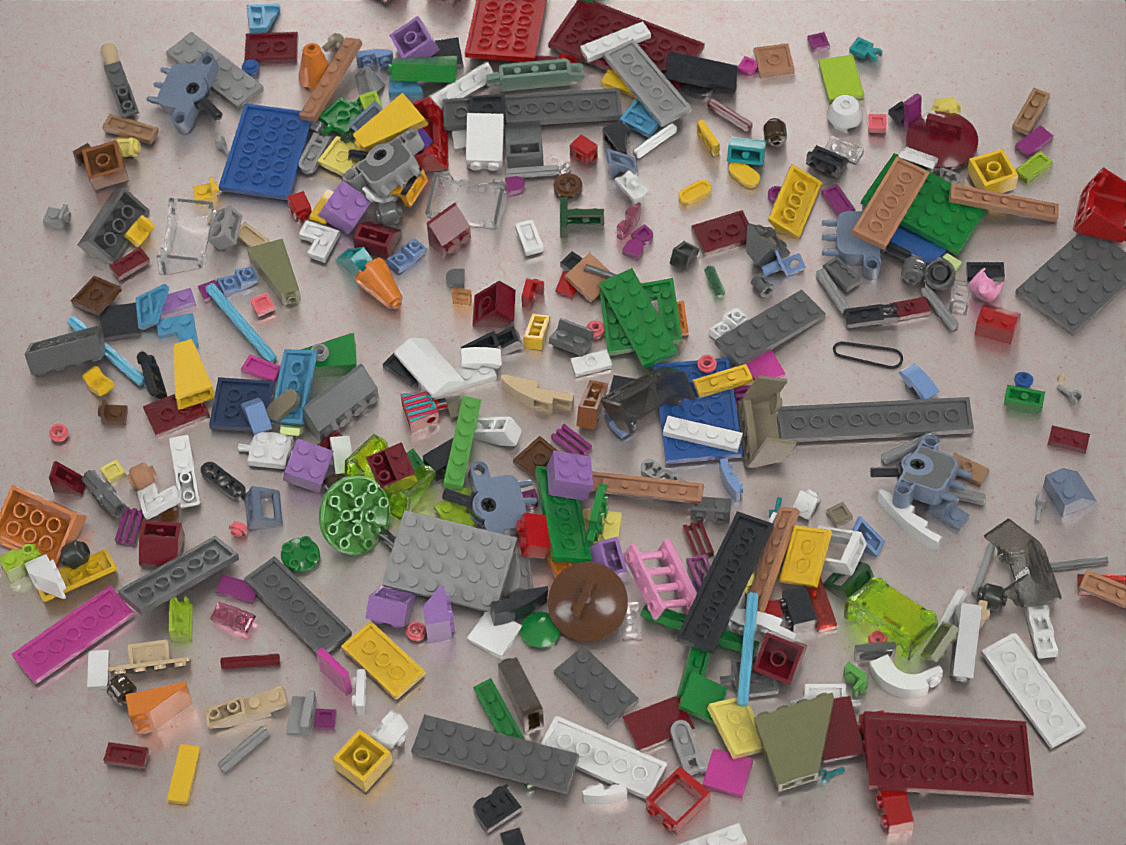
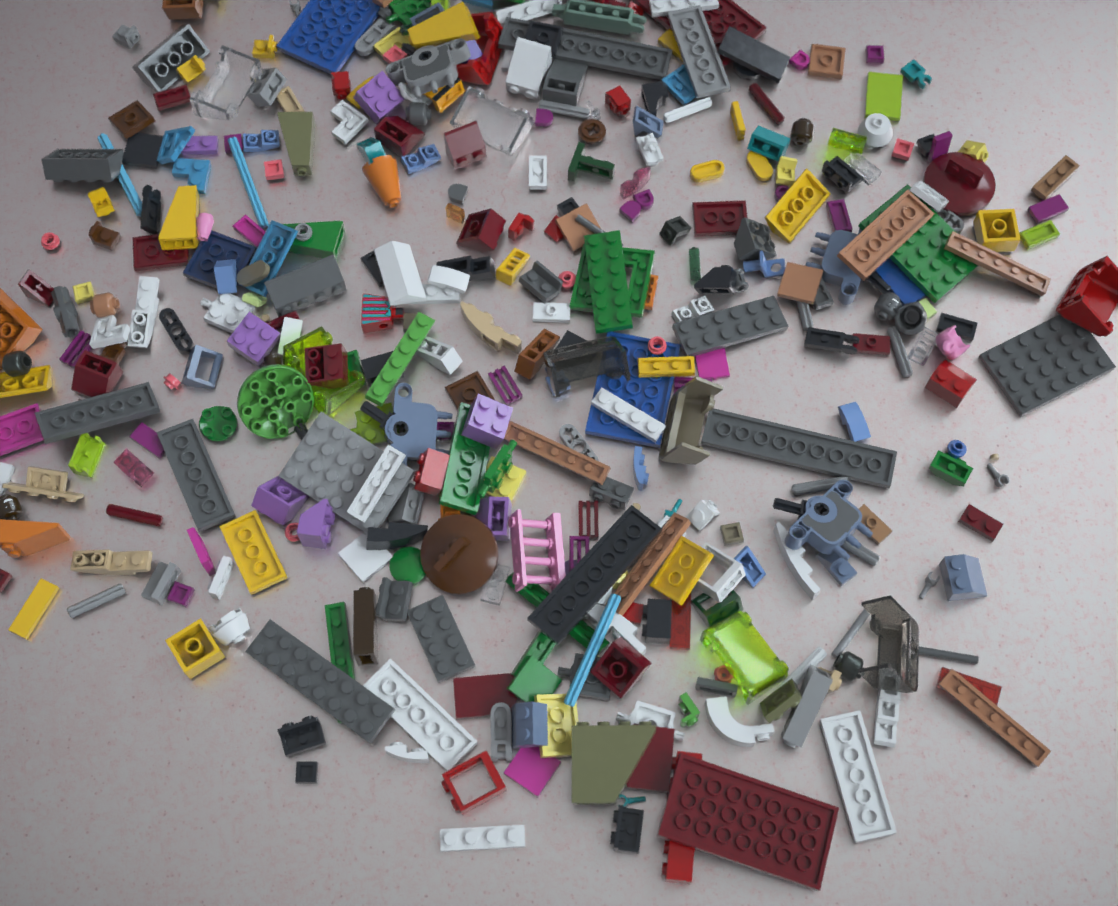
camera: 15 degrees right, 10 degrees up
(216, 374) = (204, 226): none -> bright pink cone
(344, 163) = (394, 54): none -> coral plate
(485, 559) = (376, 483): none -> white plate
(539, 663) = (393, 600): none -> dark grey bracket
(712, 731) = (529, 725): none -> sand blue slope
(744, 290) = (717, 281): none -> black slope
(771, 172) = (786, 171): none -> light yellow bracket
(821, 128) = (847, 141): none -> clear neon green bracket
(823, 270) = (800, 283): none -> nougat tile
(838, 798) = (628, 829): none -> black bracket
(869, 346) = (811, 385): black piece -> none

